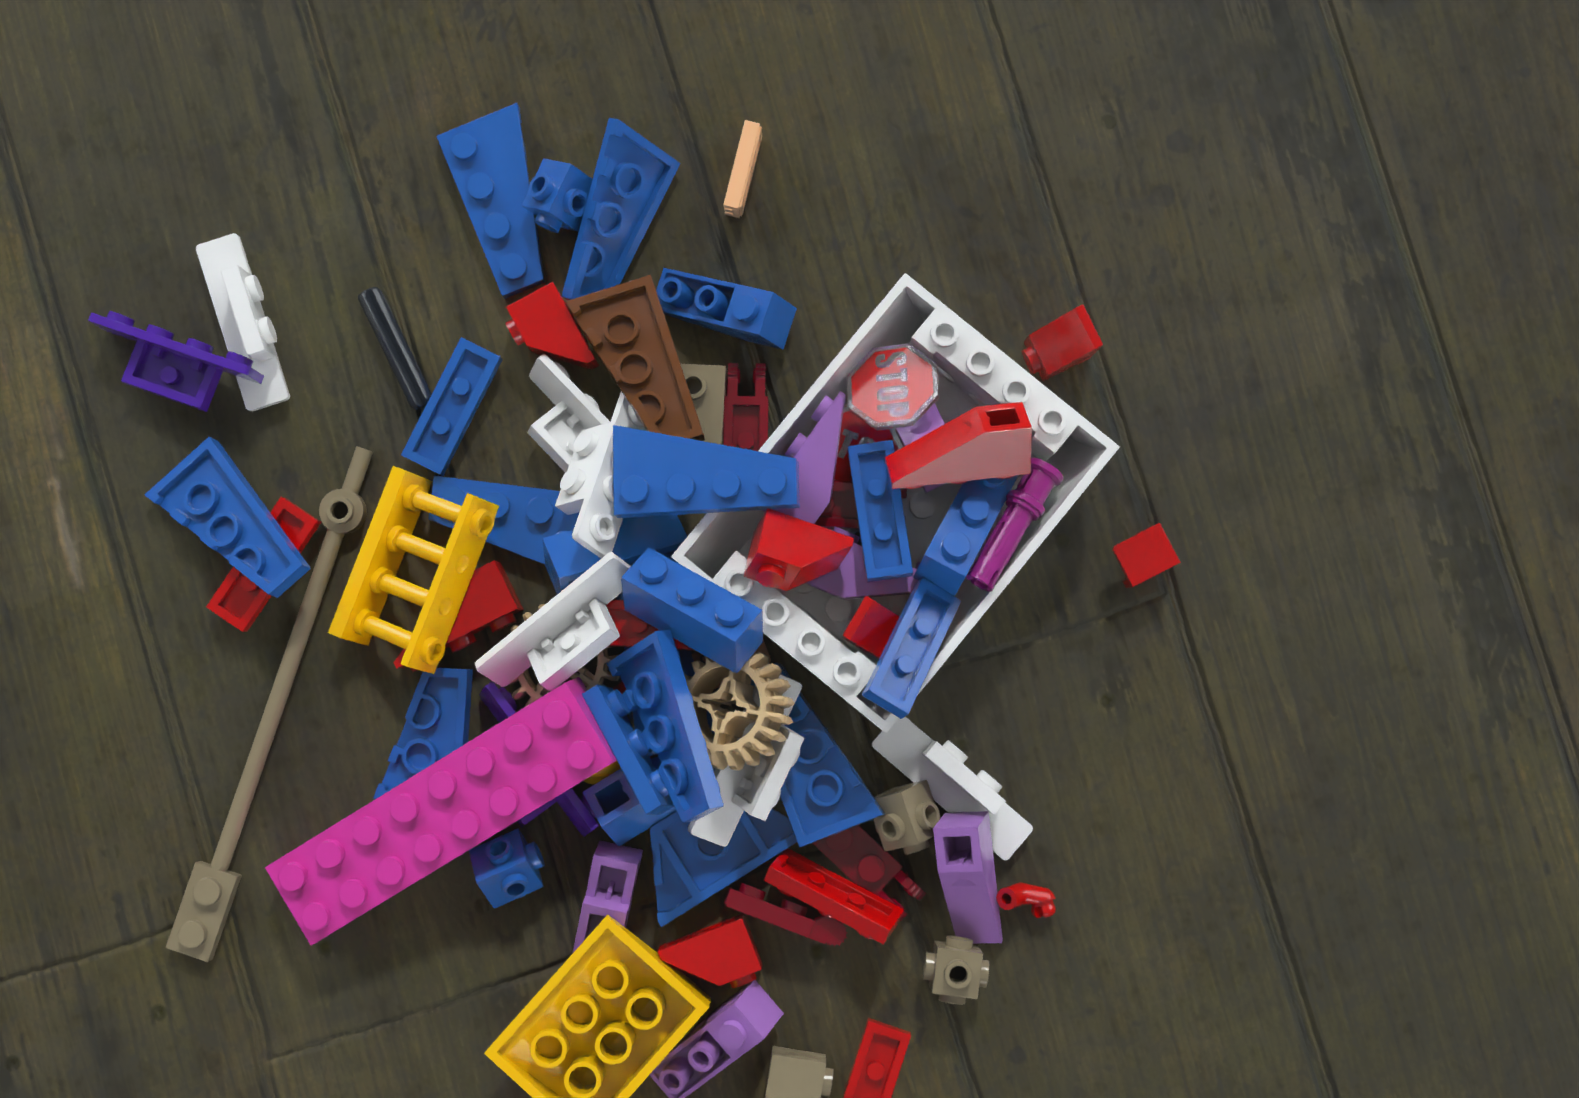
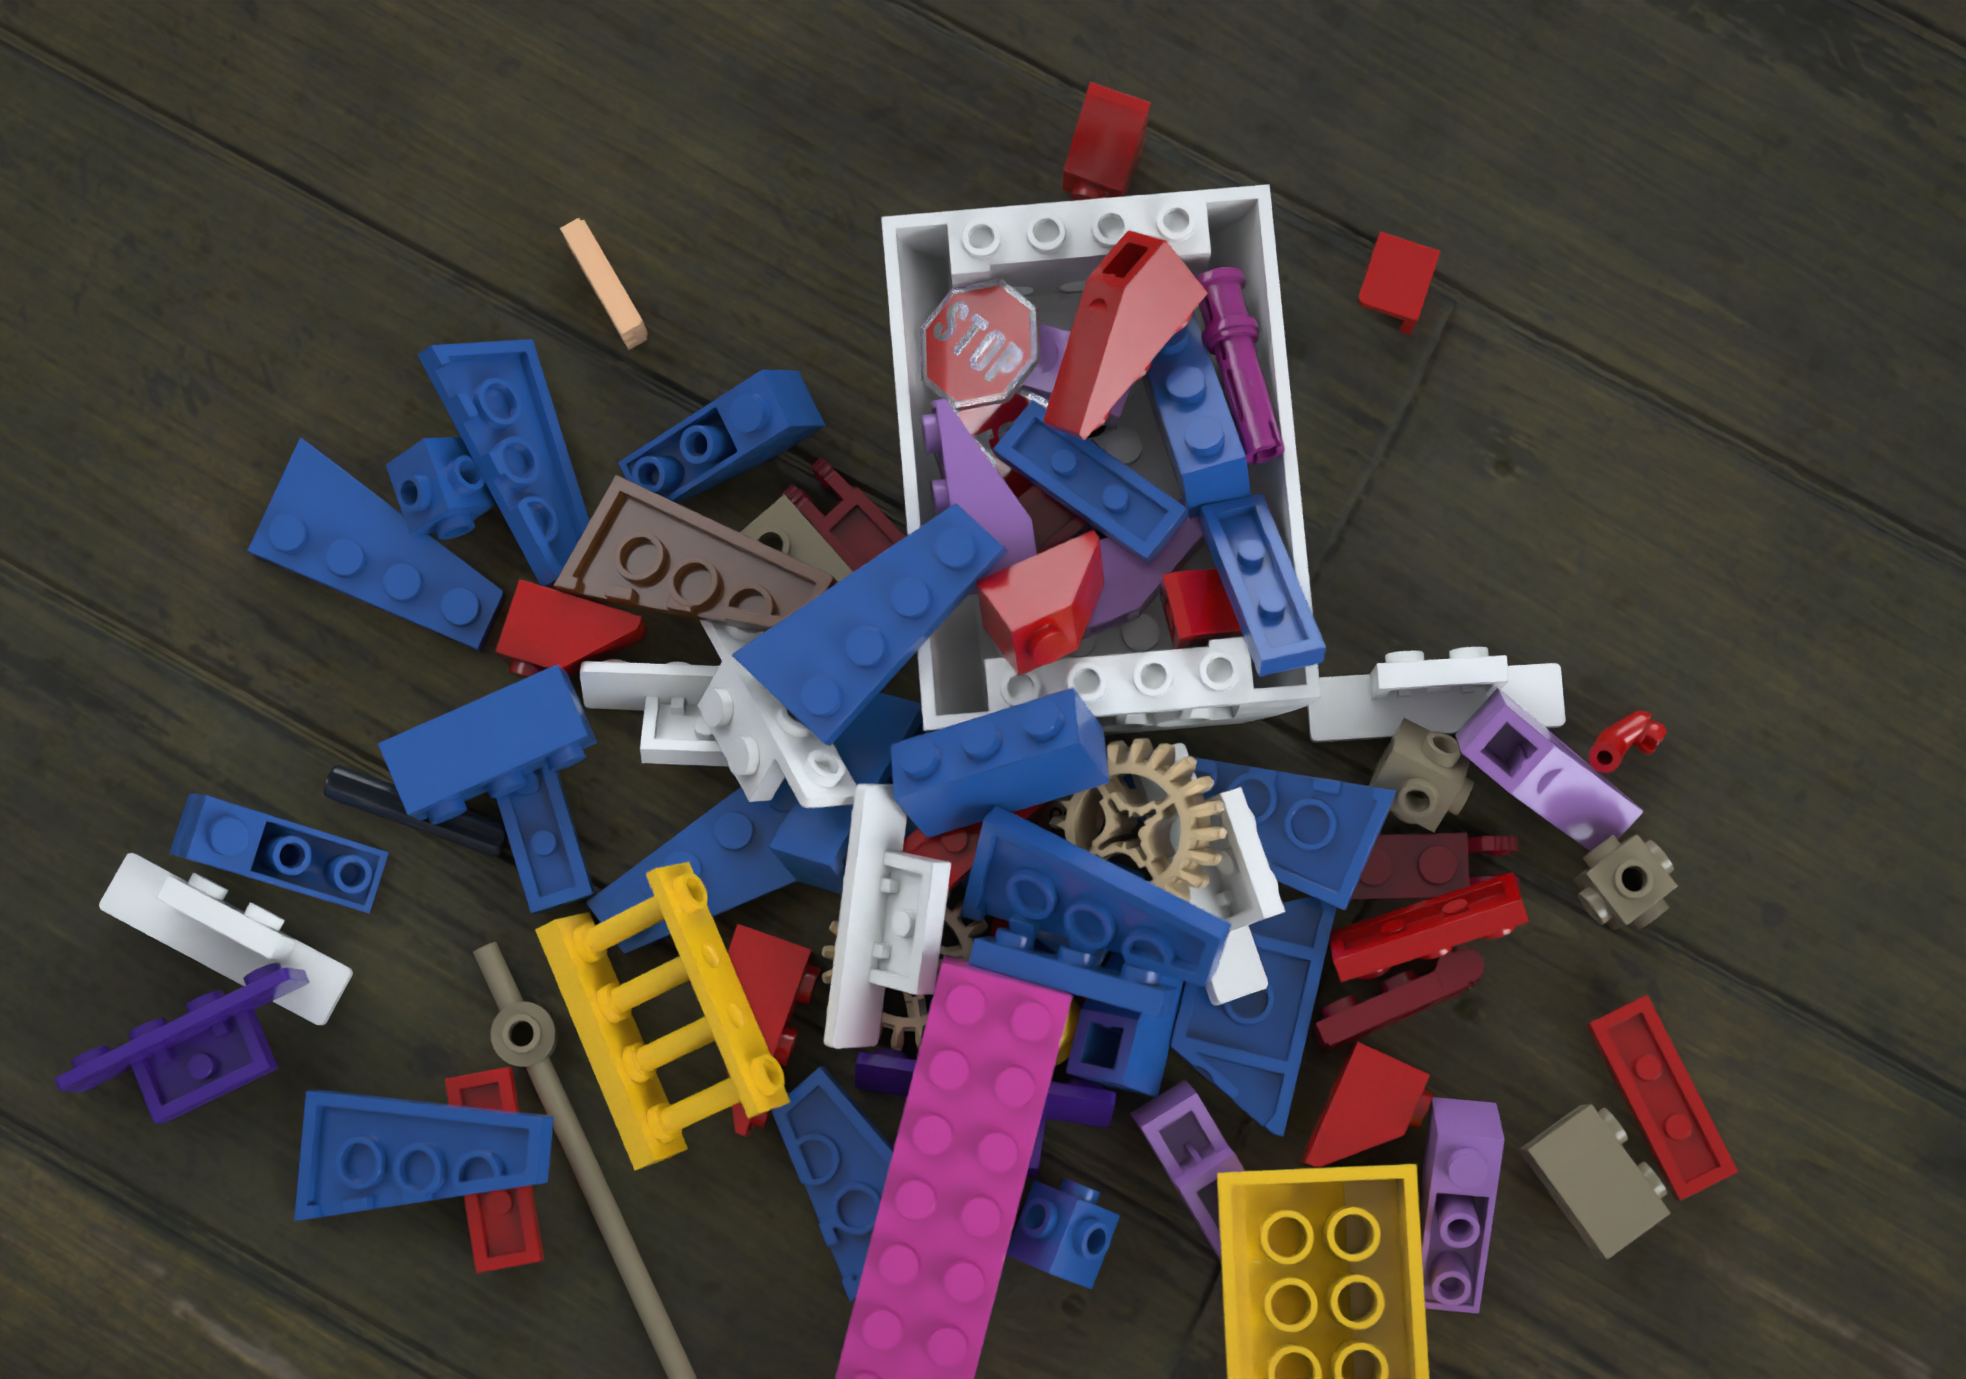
camera: 45 degrees left, 5 degrees down
(307, 303) = (278, 852): none -> blue slope
(456, 352) = (488, 746): none -> blue brick

